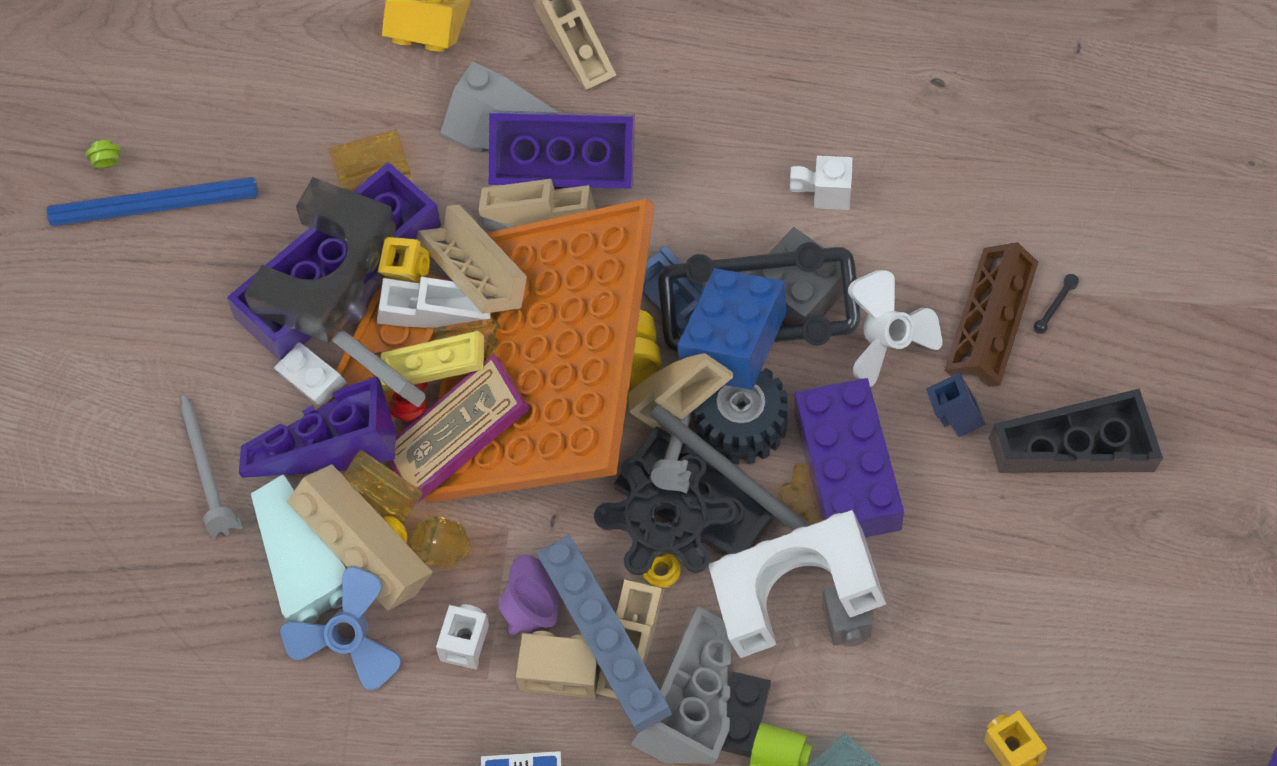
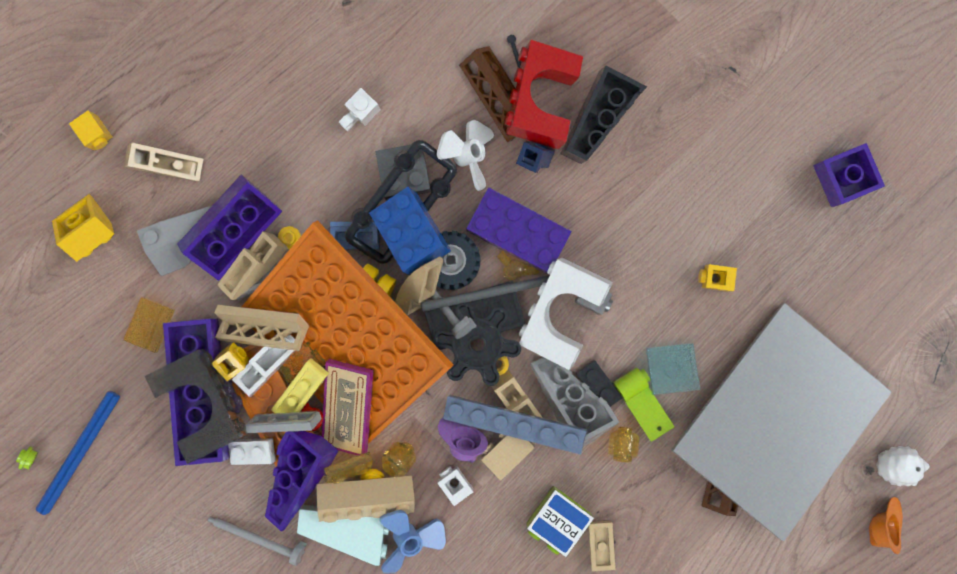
camera: 55 degrees left, 25 degrees up
(1066, 318) = (525, 118): none -> red arch

